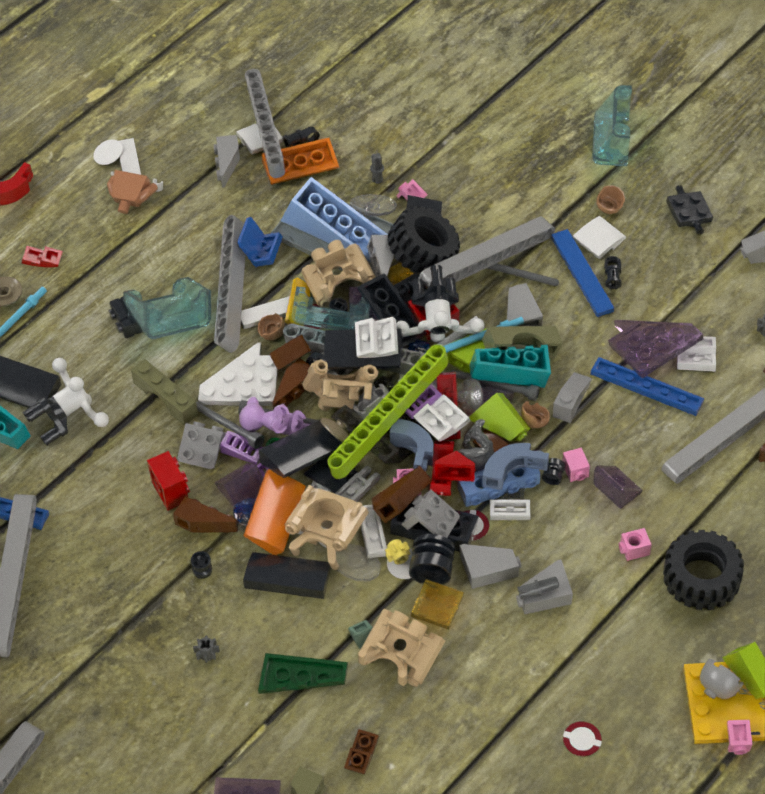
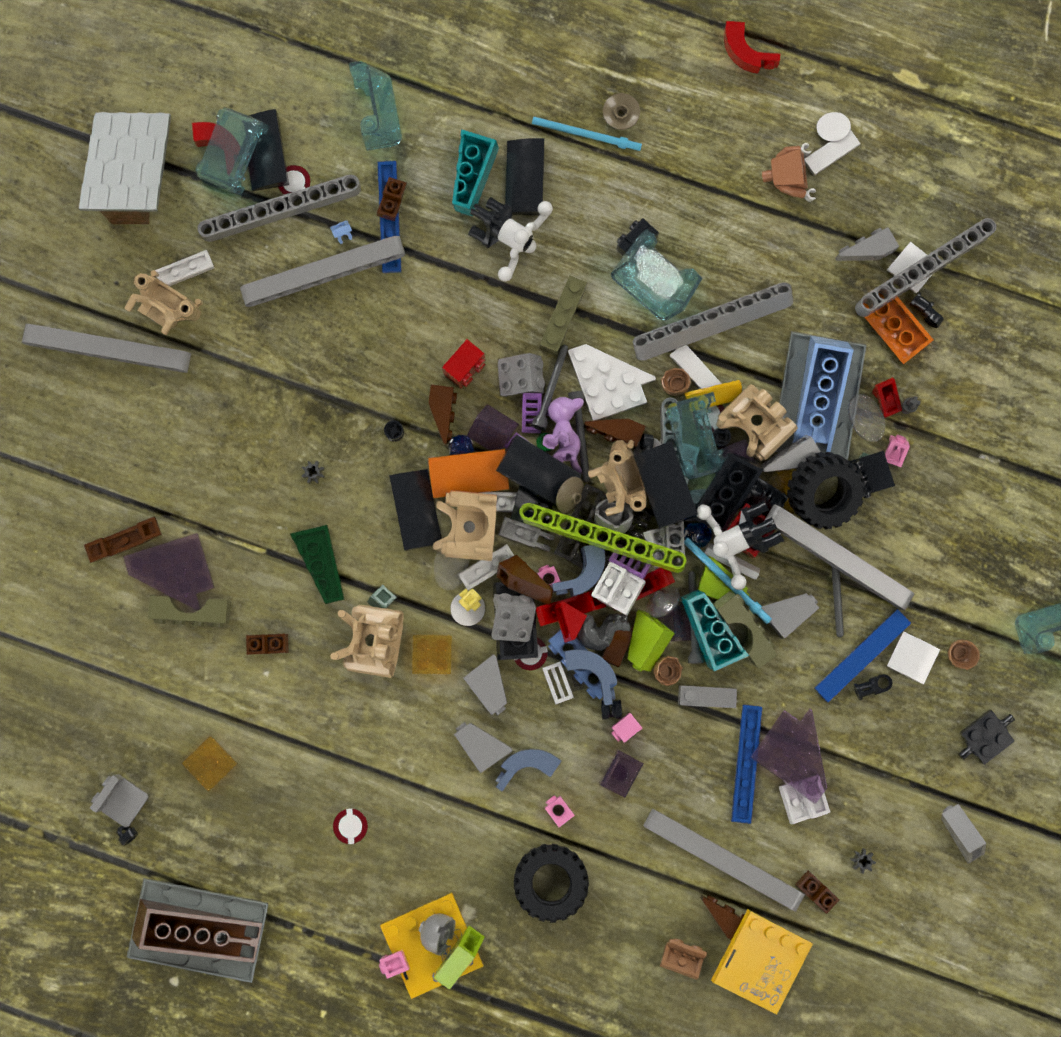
camera: 65 degrees right, 30 degrees up
(42, 258) = (678, 126): slope -> none
(256, 245) = (769, 328): blue bracket -> none
(290, 352) = (646, 414): reddish brown slope -> none
(361, 182) = (888, 397): none -> red slope
(376, 338) = (675, 495): white slope -> none
(432, 559) = (468, 635): black wheel -> none
(538, 587) = (470, 741): dark grey axle -> none
(578, 545) = (527, 758): none -> sand blue arch

